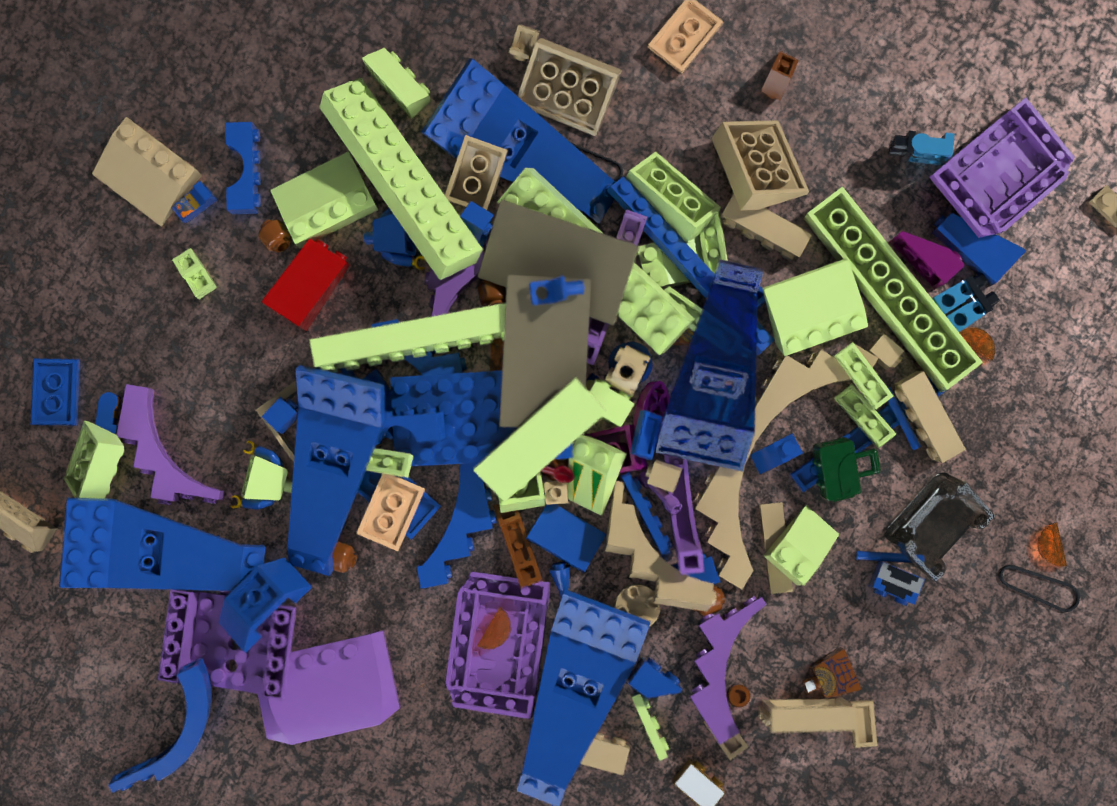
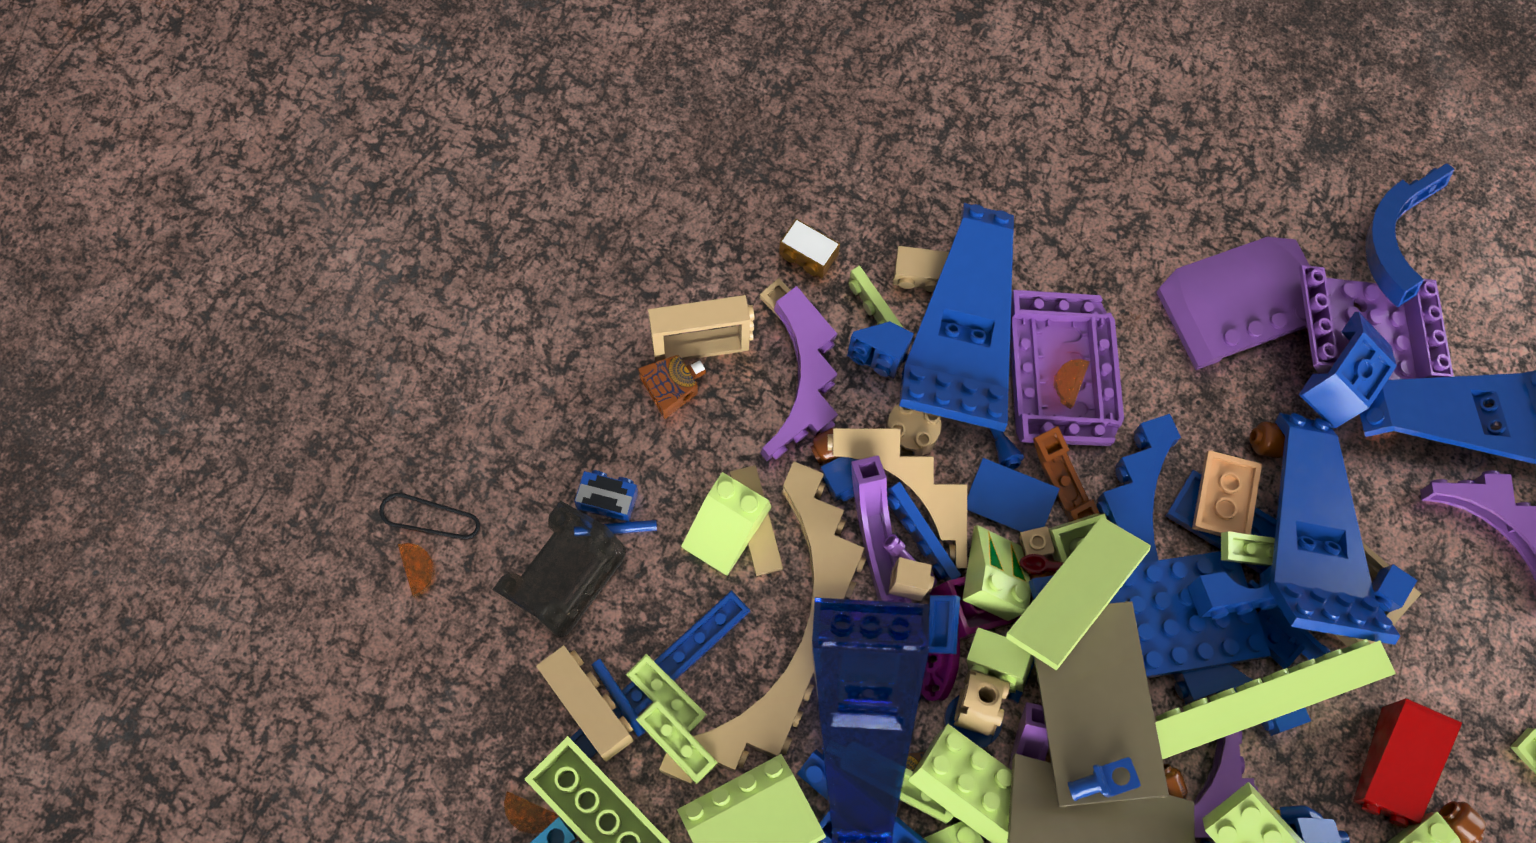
camera: 165 degrees right, 15 degrees down
(264, 479) = (1385, 515): yellowish green torso -> none
(738, 695) = (776, 350): dark orange tile -> none
(776, 453) = (771, 632): blue slope -> none
(838, 468) = (694, 622): dark green piece -> none
(865, 721) = (629, 338): tan tile -> none
(887, 352) = (648, 781): tan brick -> none

